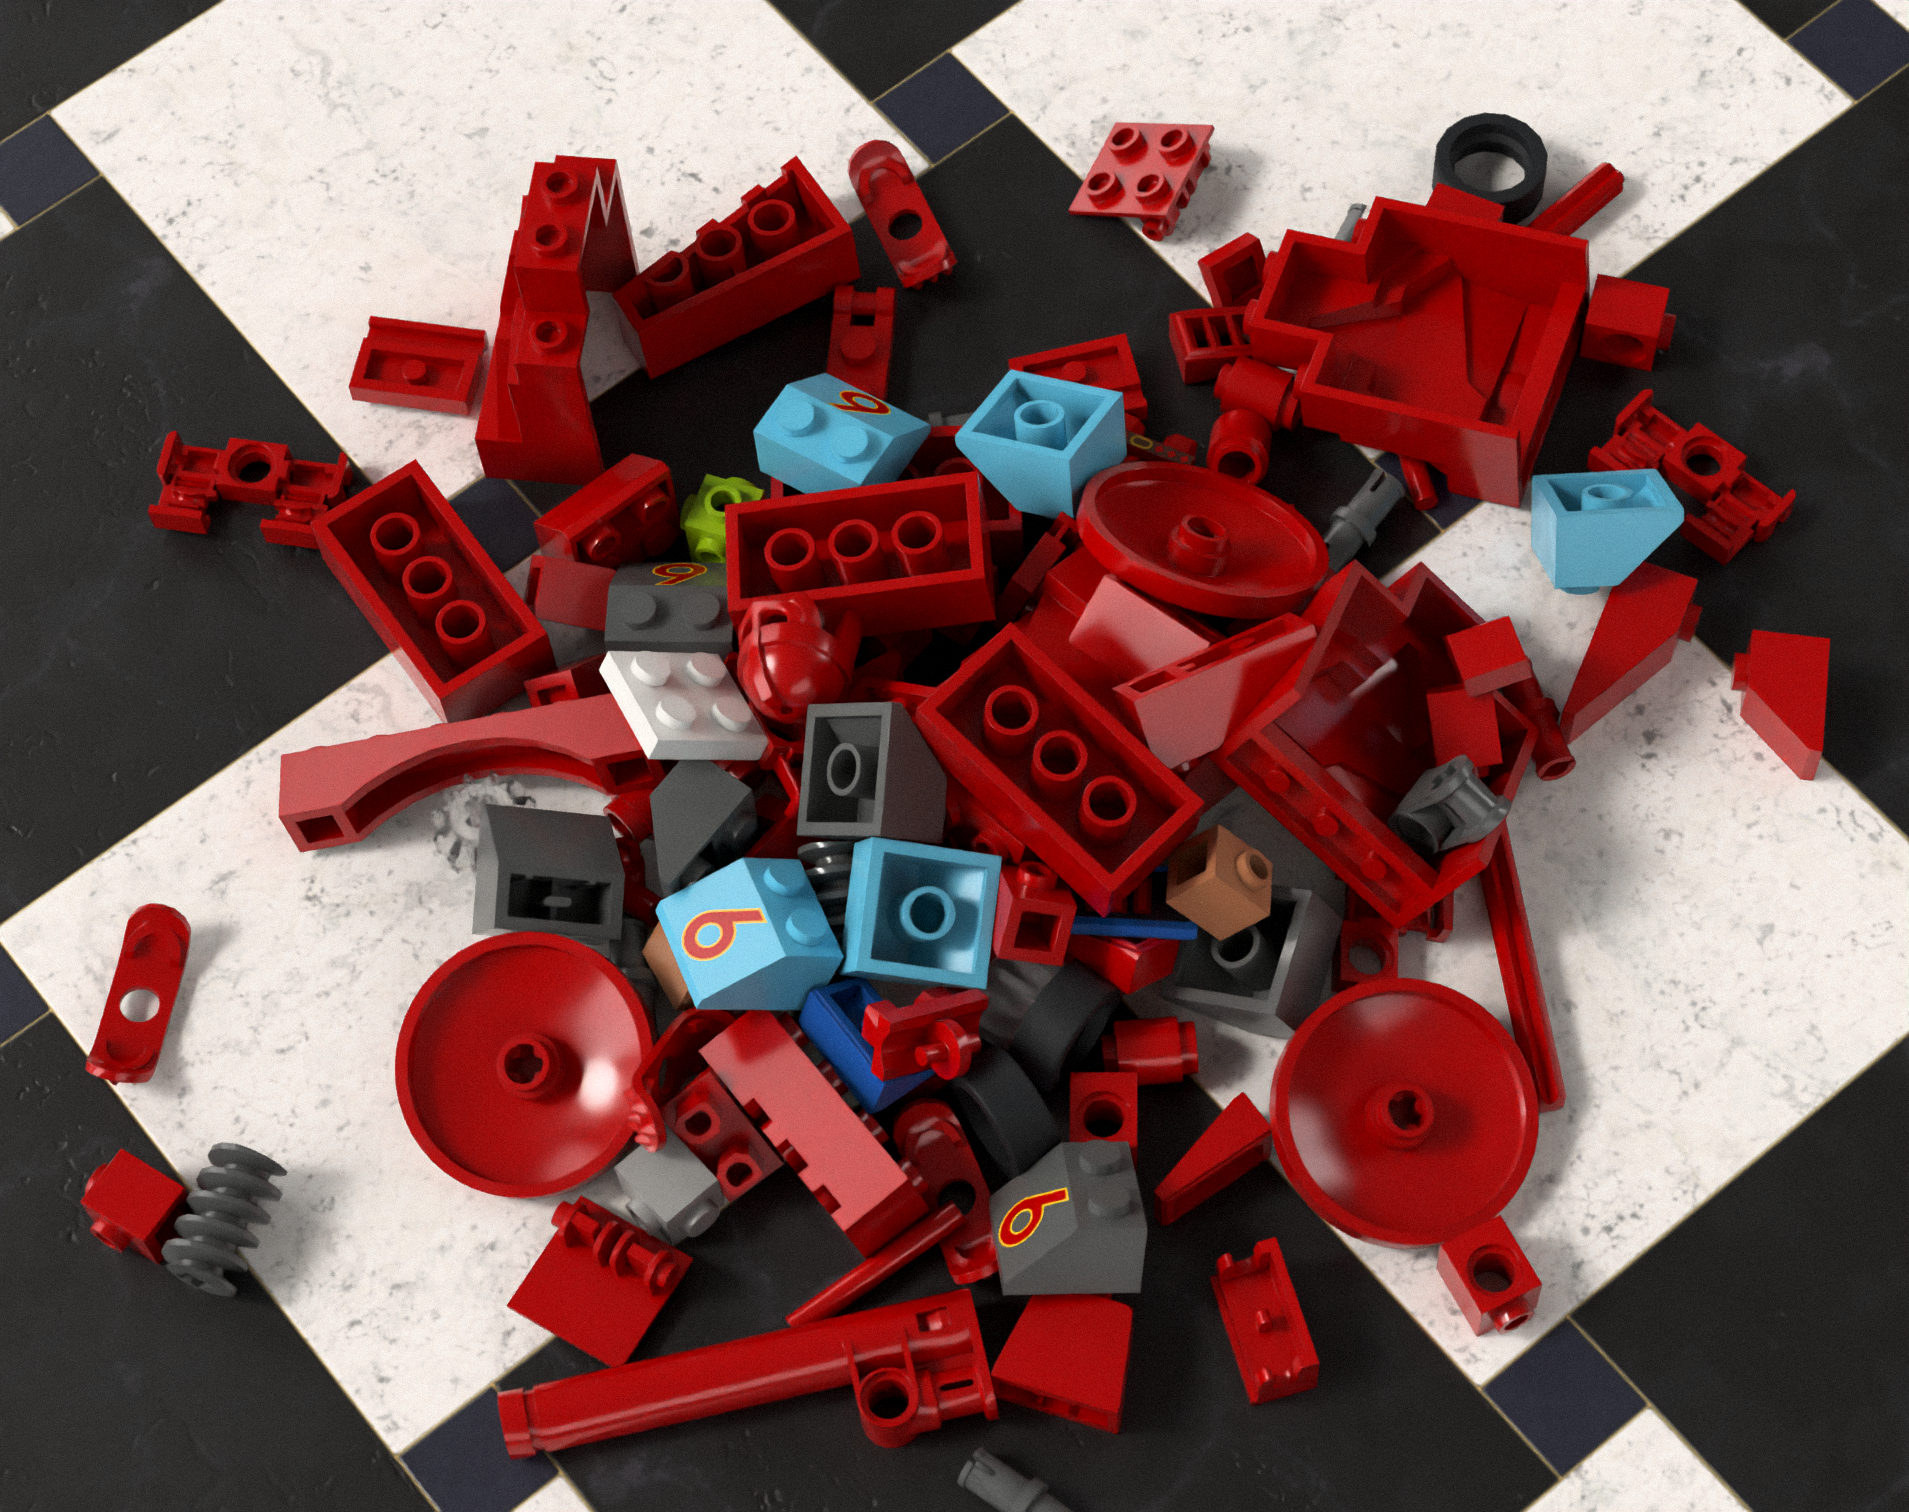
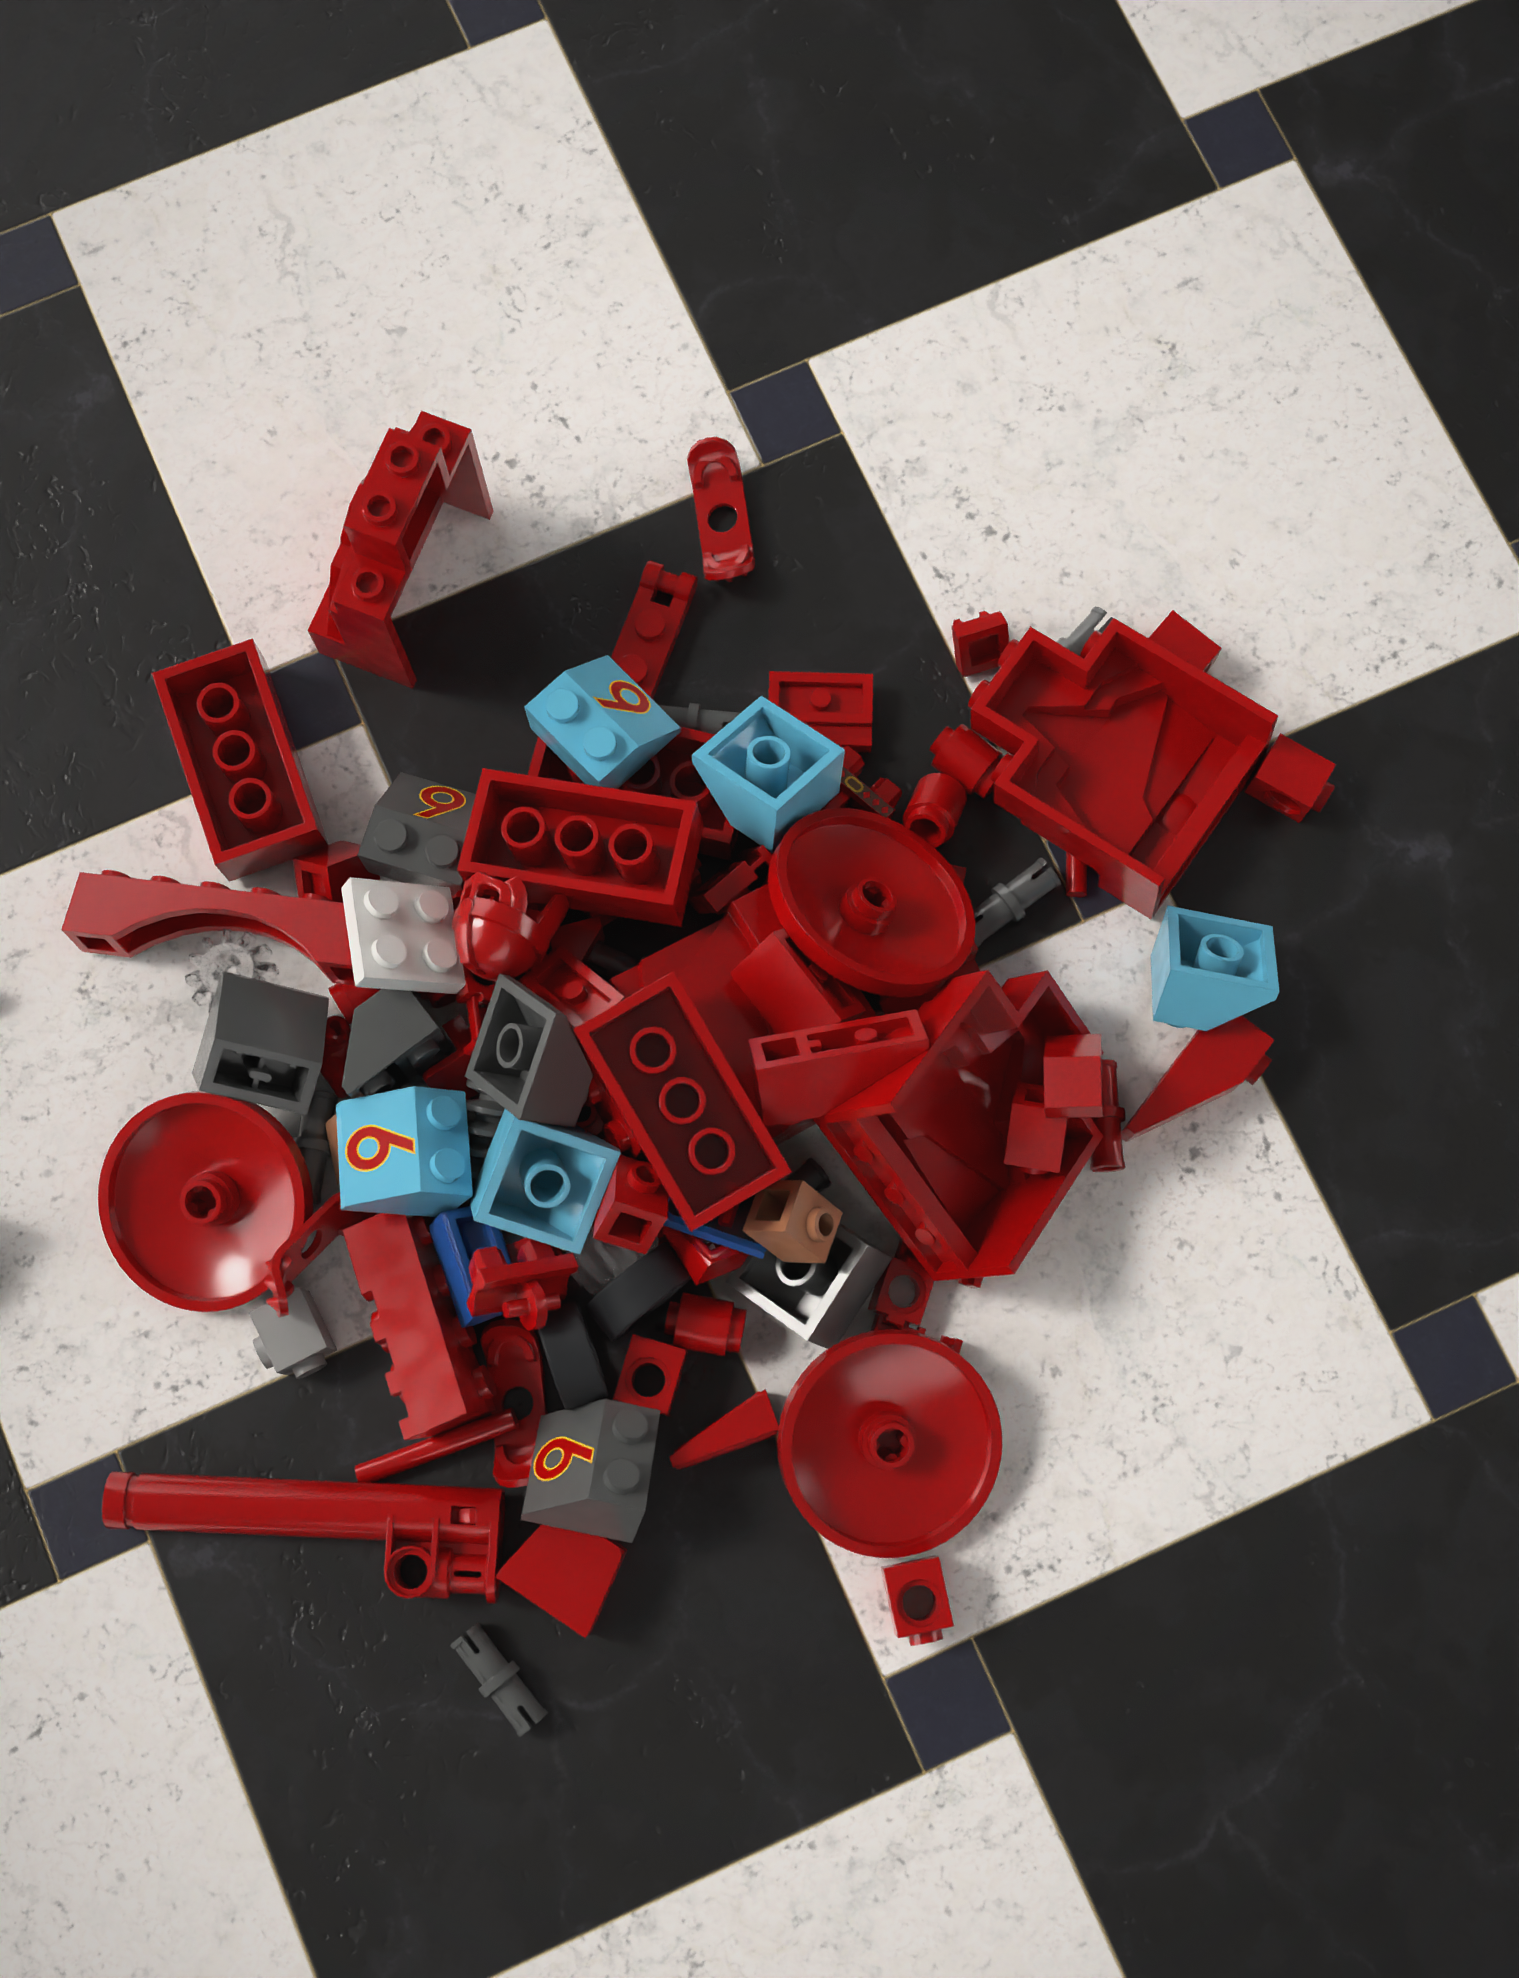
camera: 10 degrees right, 15 degrees up
(194, 472) = (94, 585): red piece -> none
(419, 365) = (286, 539): red plate -> none
(568, 592) = (345, 790): red panel -> none
(599, 1282) = (218, 1394): red hinge -> none
(615, 517) = (401, 734): red slope -> none
(705, 515) = (483, 742): lime brick -> none
(721, 1134) = (336, 1301): red hips -> none
(738, 273) = (569, 530): red wedge -> none
(1146, 174) = (933, 526): red hinge -> none
(1207, 324) = (942, 680): red slope -> none
(1265, 1324) = (727, 1584): red hinge -> none
(1447, 809) = (1001, 1204): dark grey piece -> none
(1499, 135) = (1236, 570): black tyre -> none
(1521, 974) = (1023, 1350): red axle -> none
(1581, 201) = (1277, 659): red axle -> none
(1731, 514) = (1285, 890): red piece -> none
(1785, 695) = (1315, 1157): red slope -> none

